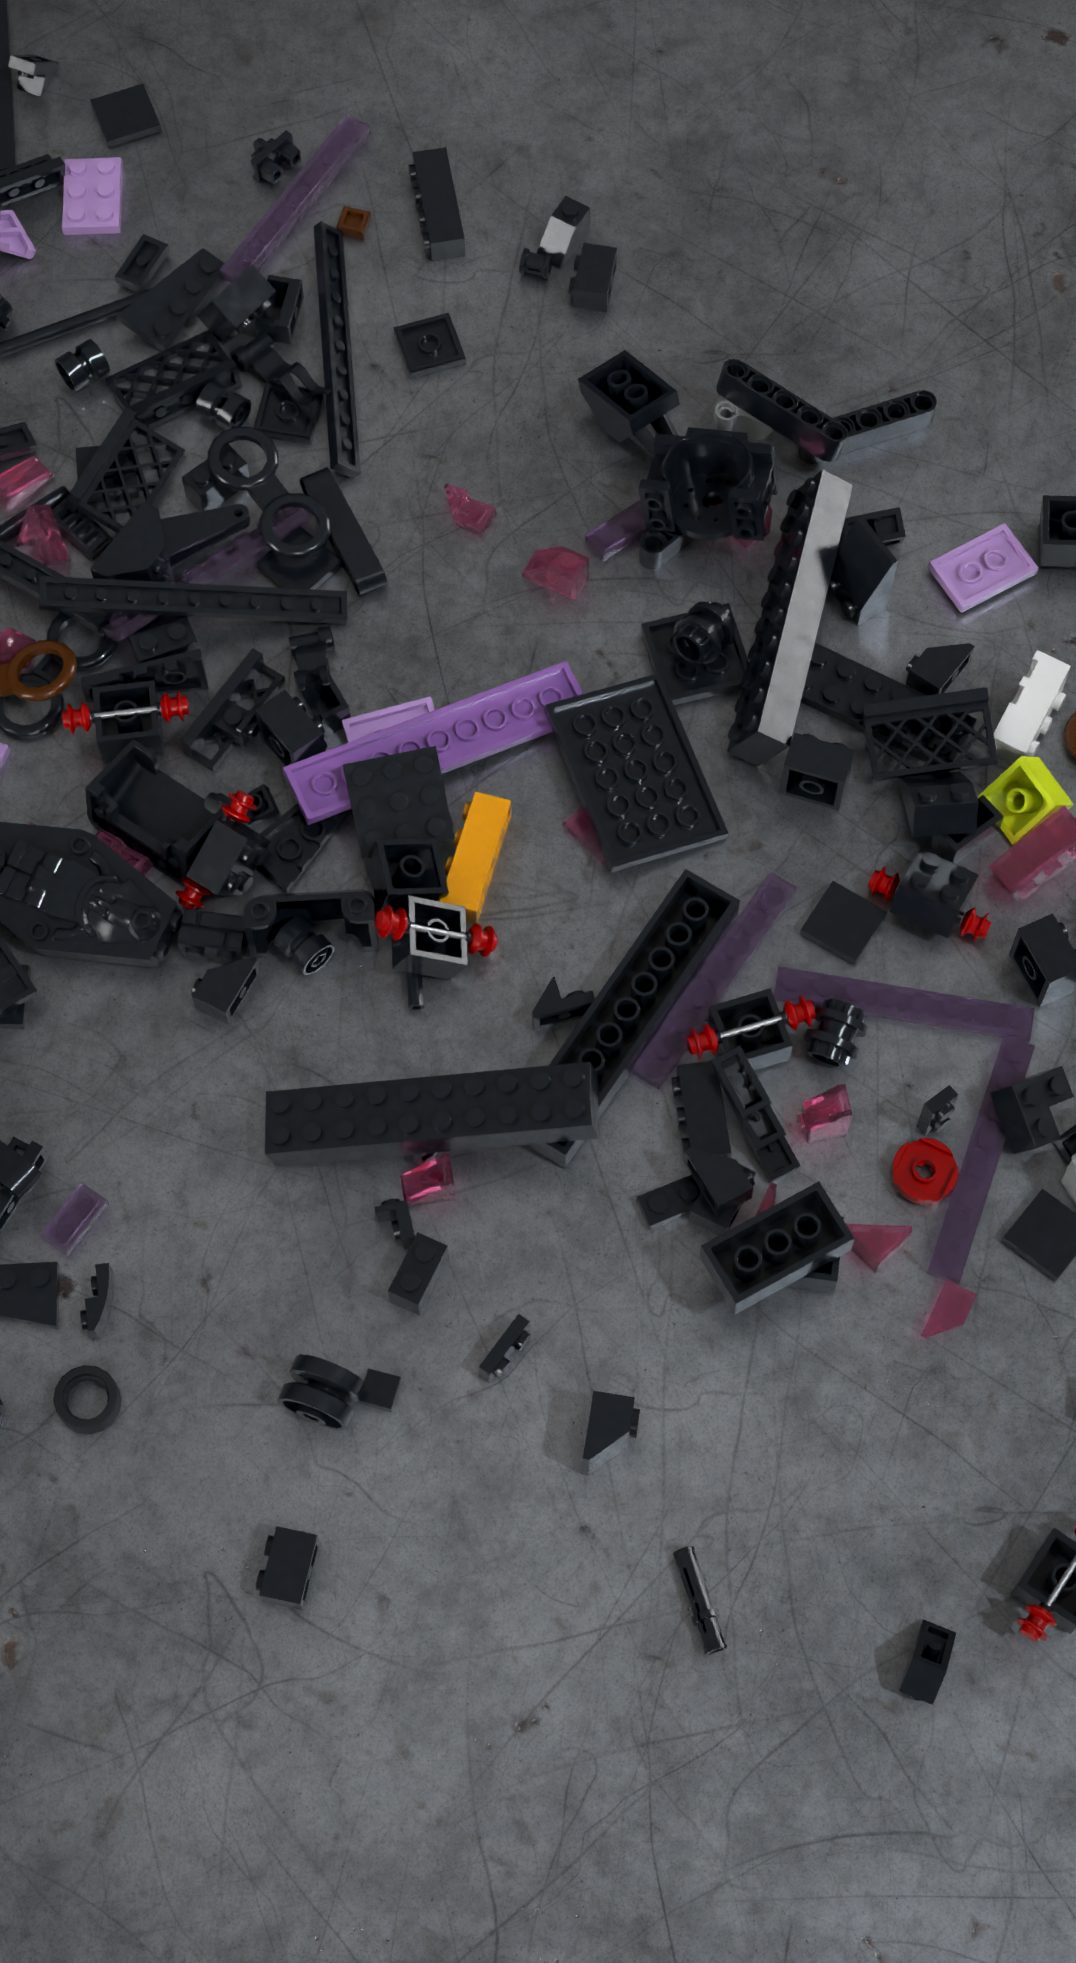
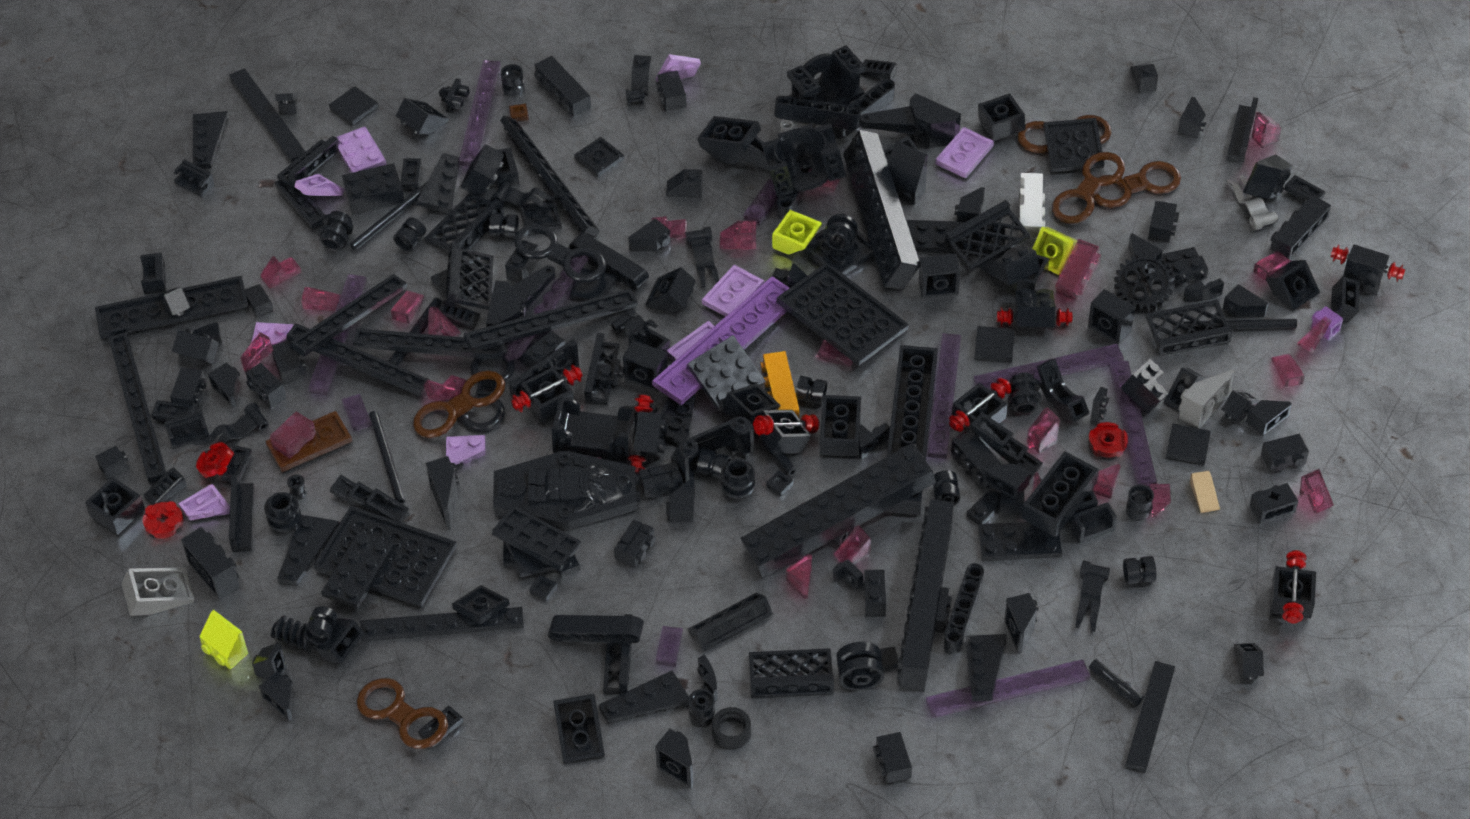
camera: 25 degrees left, 15 degrees down
(59, 1347) = (701, 707): none -> black wheel
(72, 267) = (373, 188): none -> black brick
(119, 1025) = (634, 543): none -> black brick
(186, 1220) = (731, 620): none -> black fence
(207, 173) = (420, 116): none -> black slope
(220, 1373) = (791, 684): none -> black fence
(316, 972) = (738, 478): none -> black piece
(329, 1190) = (799, 575): none -> clear pink slope
(369, 166) = (512, 80): none -> black wheel
(387, 1018) = (779, 483): none -> black tile
(405, 622) = (671, 291): none -> black slope
(424, 516) = (650, 237): none -> black slope
(489, 575) = (703, 252): none -> black flag
(495, 658) = (731, 290): none -> lavender plate
(509, 1290) = (925, 595): none -> black brick
(513, 879) = (811, 390): none -> black wheel
(519, 1464) = (984, 661): none -> black wing
(523, 963) = (840, 425): none -> black brick
(528, 447) = (686, 184): none -> black slope
(531, 1529) = (1010, 688): none -> clear purple plate
(533, 1377) = (960, 615): none -> black beam
(593, 673) = (790, 277): none -> black slope
(624, 1147) = (946, 487): none -> black wheel
(631, 242) = (685, 66): none -> lavender wing
(638, 601) = (794, 232): none -> neon yellow slope
(677, 1280) = (1017, 542): none -> black plate
(720, 1683) = (1150, 716): none -> black tile
(749, 1424) = (1091, 591): none -> black flag
(818, 1307) = (1093, 522): none -> black panel
(830, 1422) = (1132, 570): none -> black wheel
(833, 376) = (838, 81): none -> black piece
(891, 1059) = (1066, 403): none -> black arch
(909, 1307) = (1139, 502): none -> black wheel
(935, 382) = (882, 70): none -> black slope
(945, 485) = (924, 119): none -> black slope
(1026, 1332) = (1204, 491): none -> tan slope

